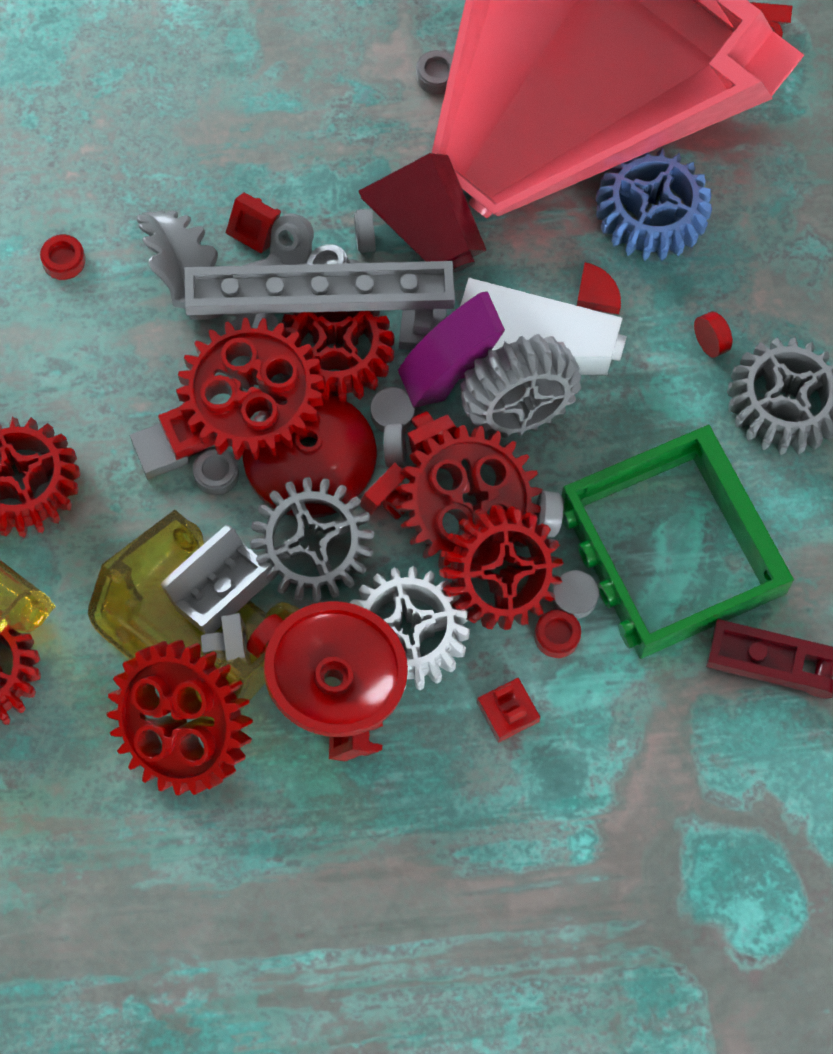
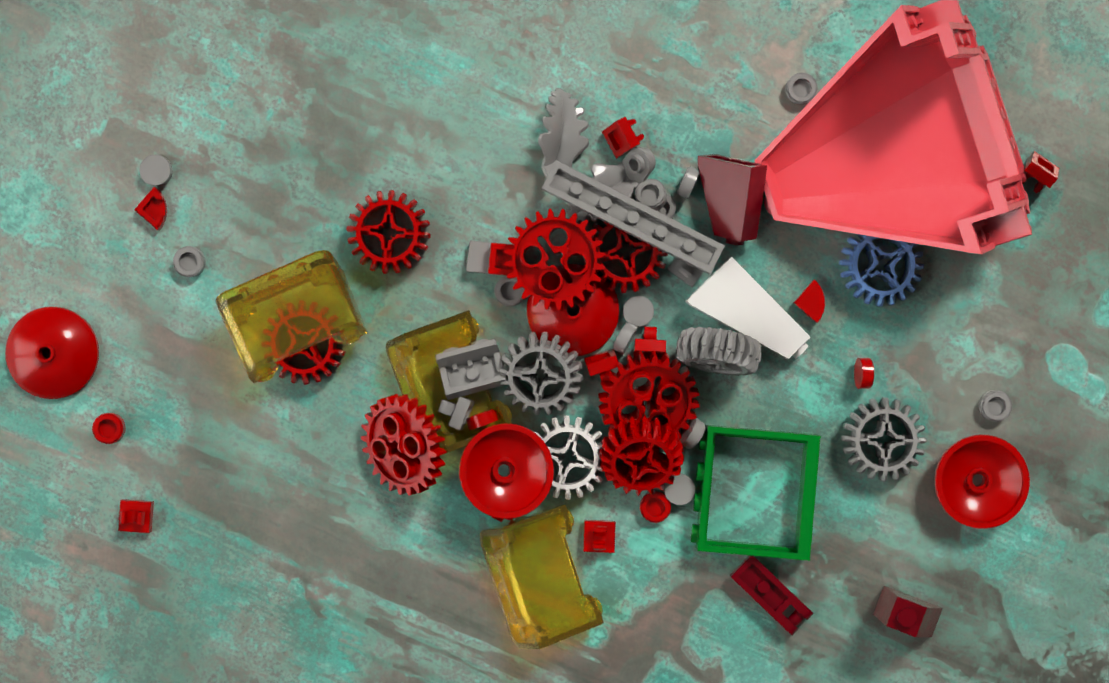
camera: 35 degrees right, 20 degrees up
(62, 257) = (491, 91): red tile -> none
(450, 350) = (688, 307): magenta slope -> none
(454, 803) = (538, 579): none -> clear yellow windscreen

